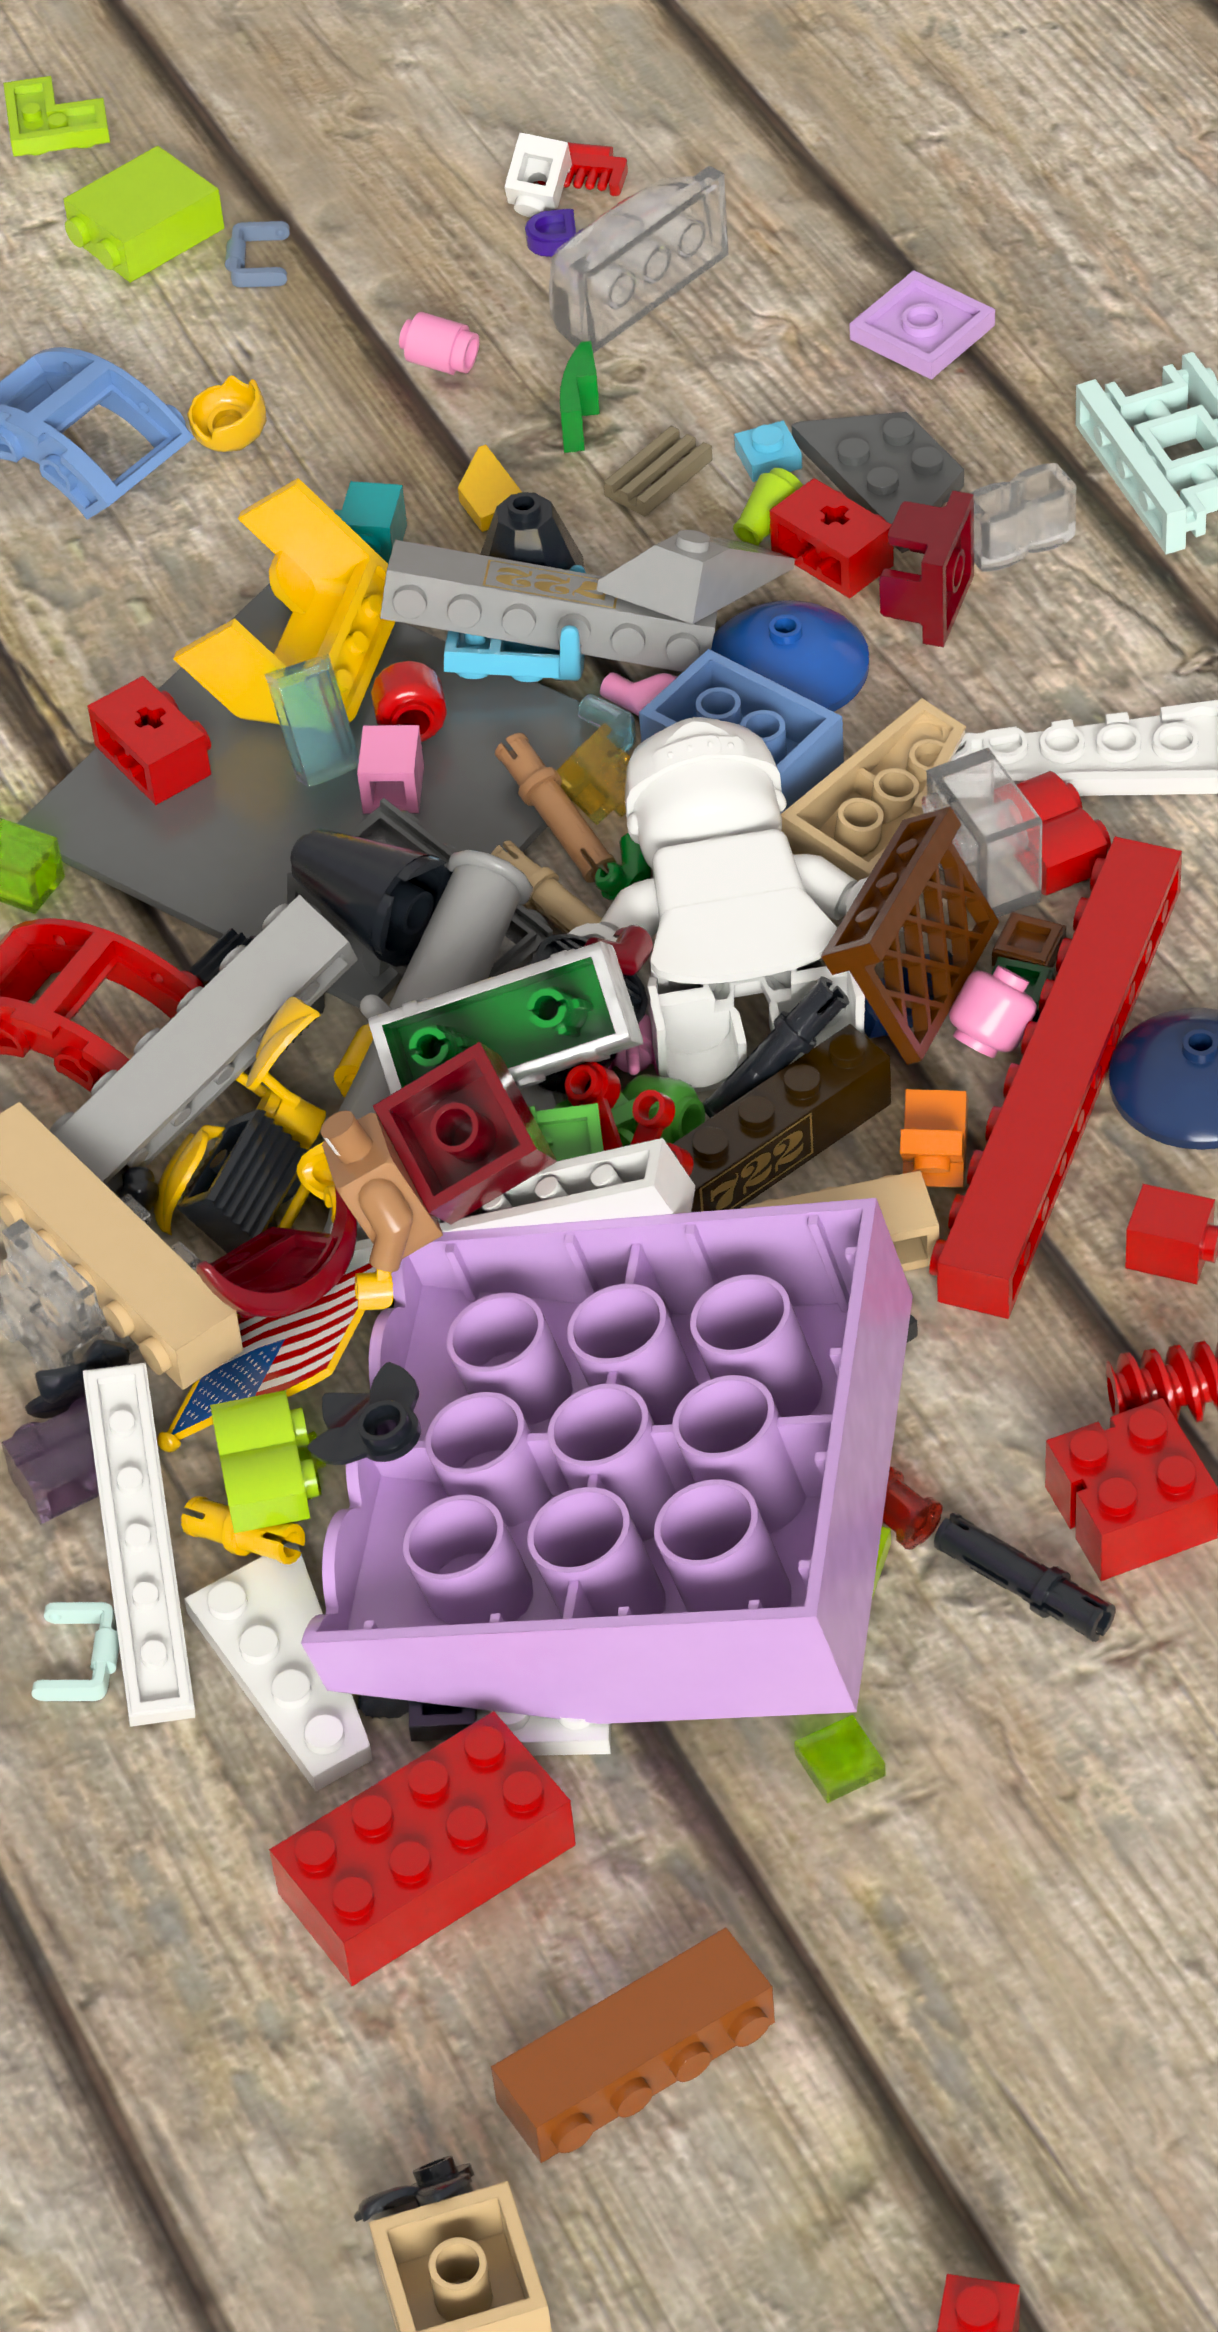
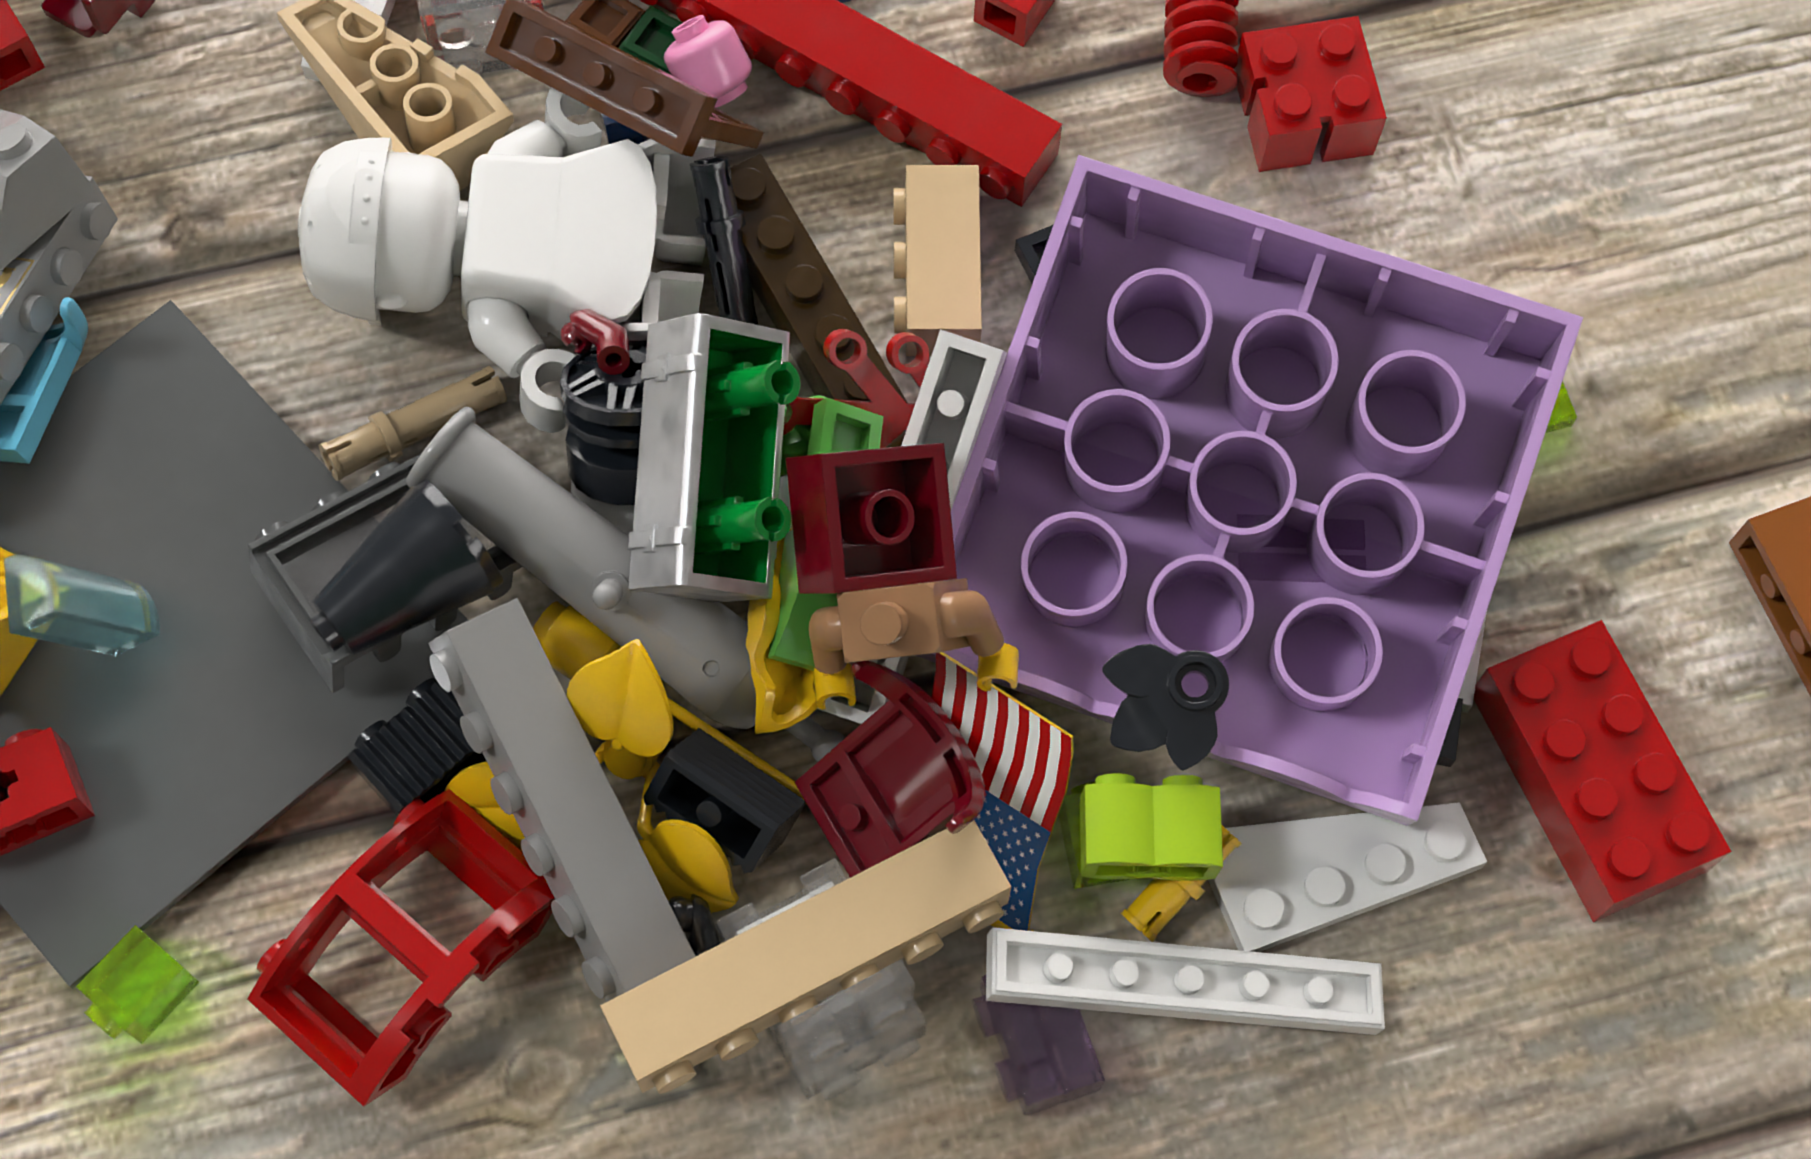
camera: 85 degrees left, 20 degrees up
(65, 1385) = (951, 994): black plate -> none
(103, 1658) = (1287, 1046): light aqua piece -> none
(390, 767) = (160, 544): bright pink brick -> none
(410, 696) = (67, 506): red head -> none
(542, 789) = (272, 396): medium nougat pin -> none
(596, 776) = (245, 342): clear yellow brick -> none
(597, 711) = (173, 313): clear light blue arm -> none
(632, 870) = (378, 347): green arm -> none
(633, 695) = (124, 283): bright pink arm -> none
(797, 731) = (235, 195): medium blue brick -> none
(799, 648) = (150, 150): blue dish -> none
(935, 1136) = (849, 153): orange brick -> none
(1044, 1588) = (1392, 192): black pin -> none

